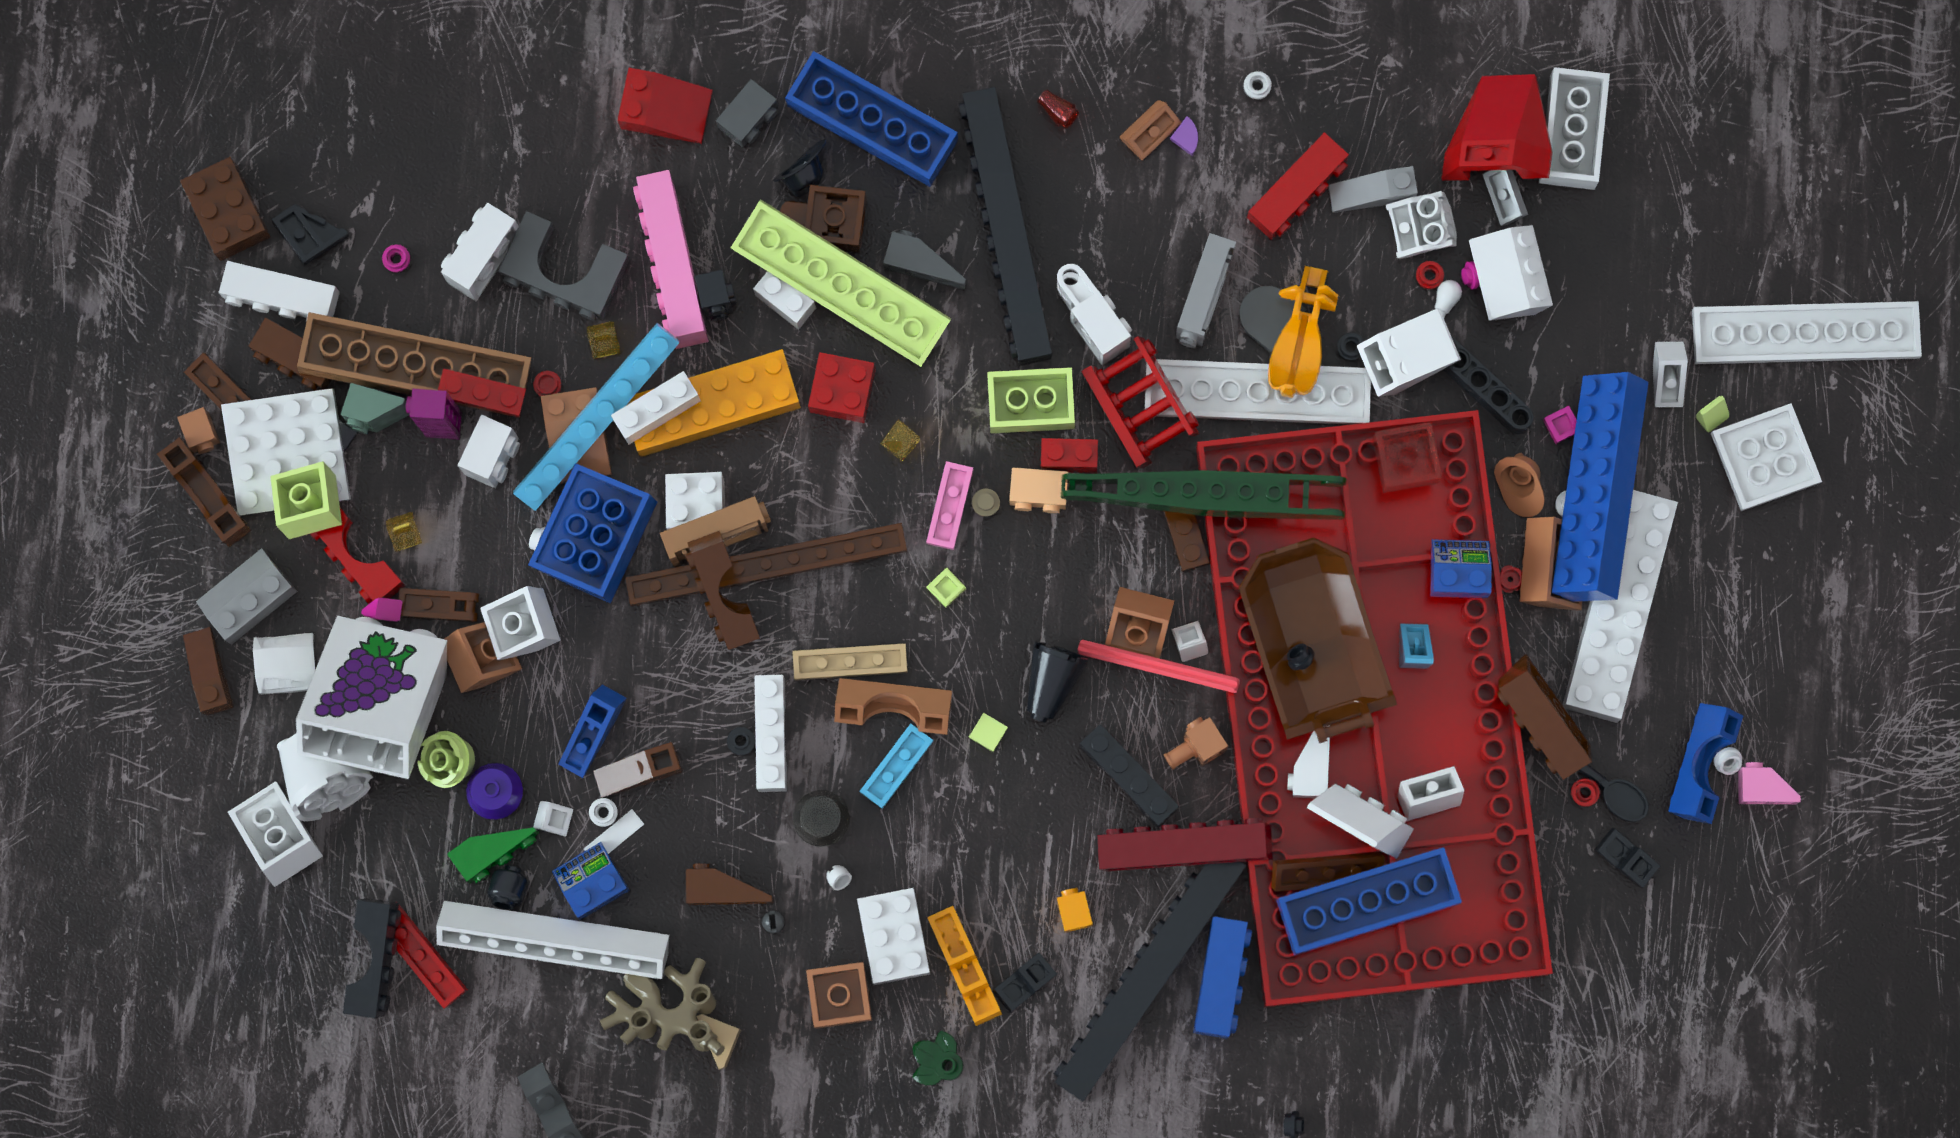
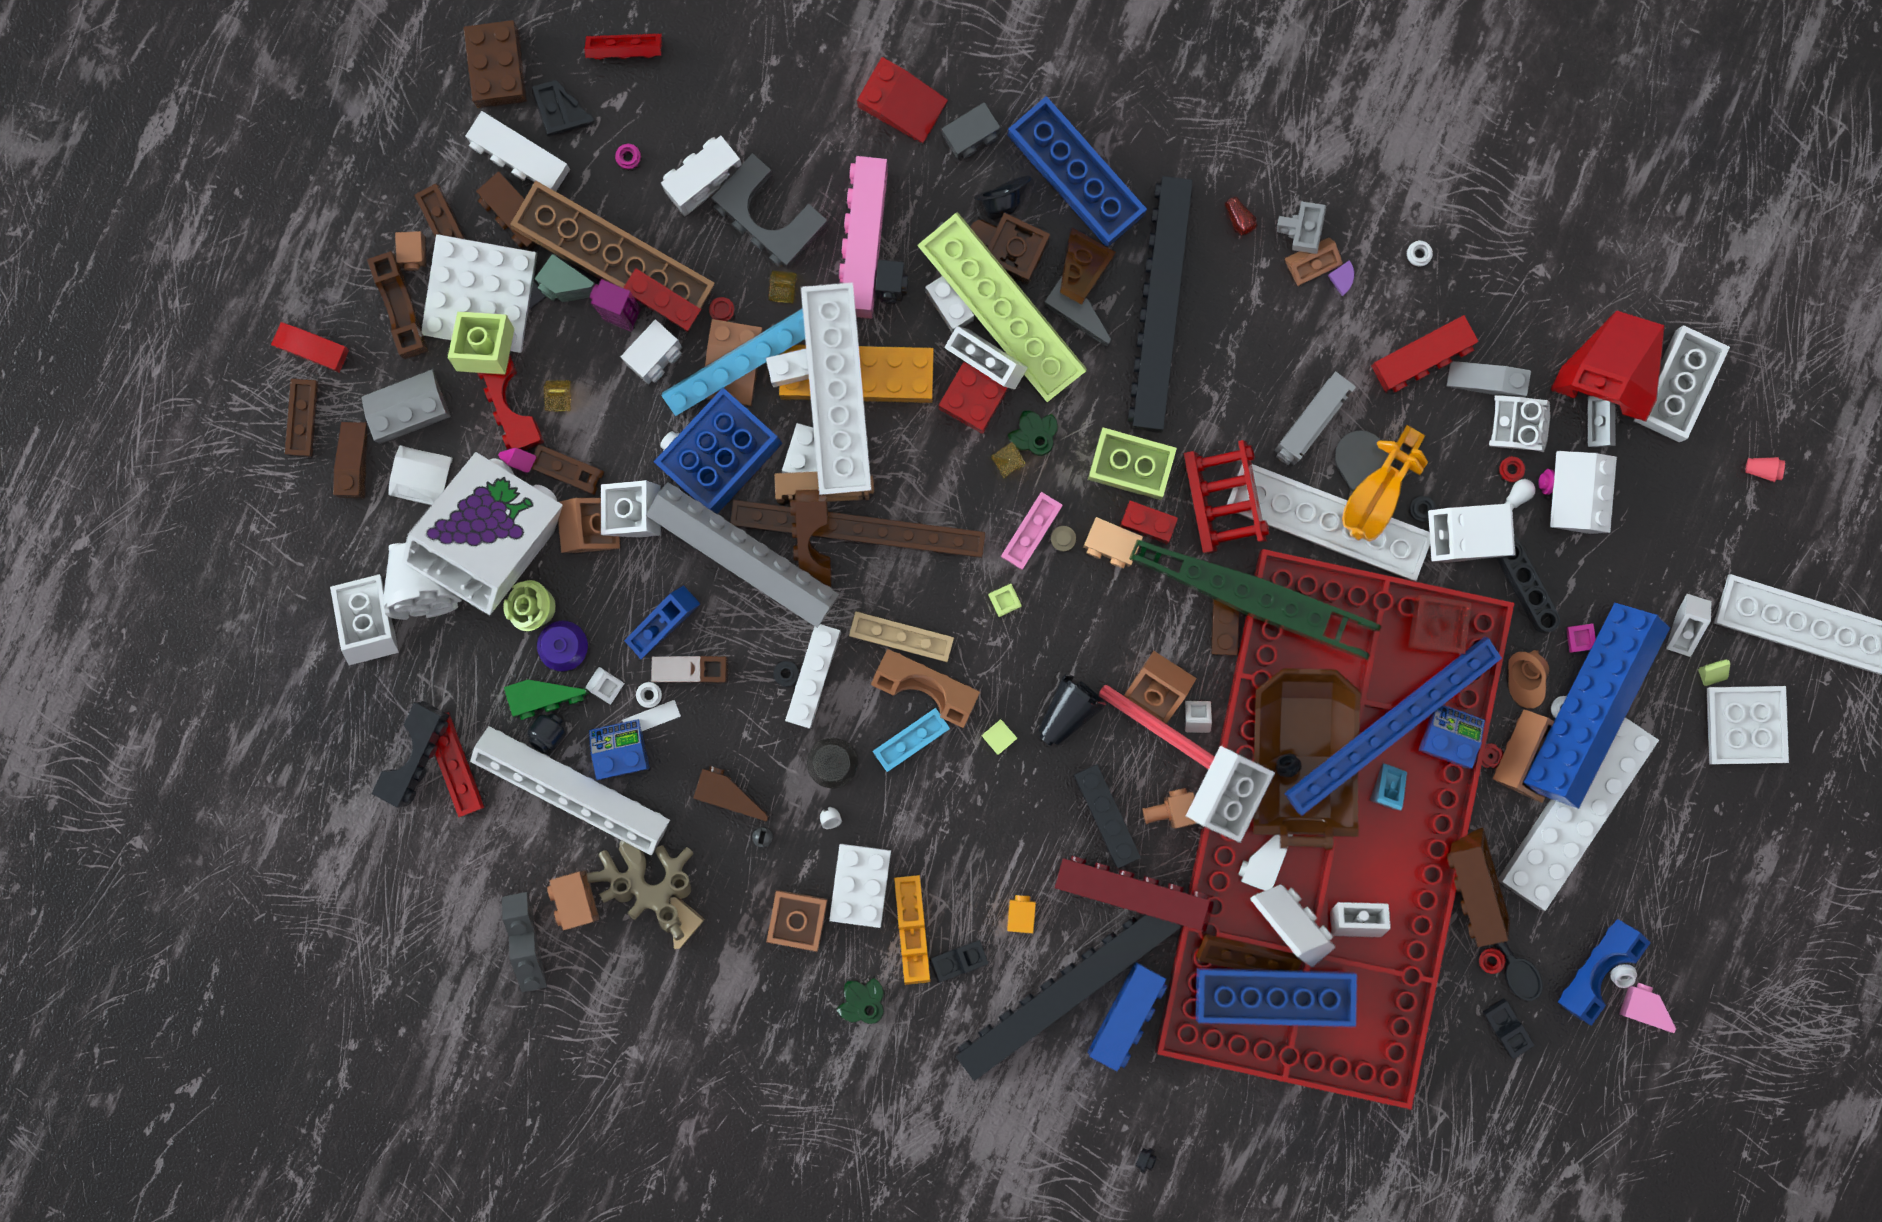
camera: 15 degrees right, 5 degrees up
(125, 567) = (310, 347): none -> red slope
(139, 644) = (301, 417): none -> reddish brown plate
(354, 146) = (623, 46): none -> red plate
(595, 1053) = (573, 900): none -> nougat brick
(653, 629) = (742, 554): none -> light grey brick
(694, 421) = (836, 388): none -> white plate
(841, 340) = (986, 357): none -> white brick
(911, 212) = (1083, 265): none -> reddish brown wing
(916, 400) = (1031, 430): none -> dark green plate
(1093, 315) = (1210, 407): white brick -> none
(1128, 98) = (1305, 227): none -> light grey hinge
(1248, 704) = (1230, 794): none -> white brick
(1394, 578) = (1393, 726): none -> blue plate
(1692, 186) = (1766, 468): none -> coral cone

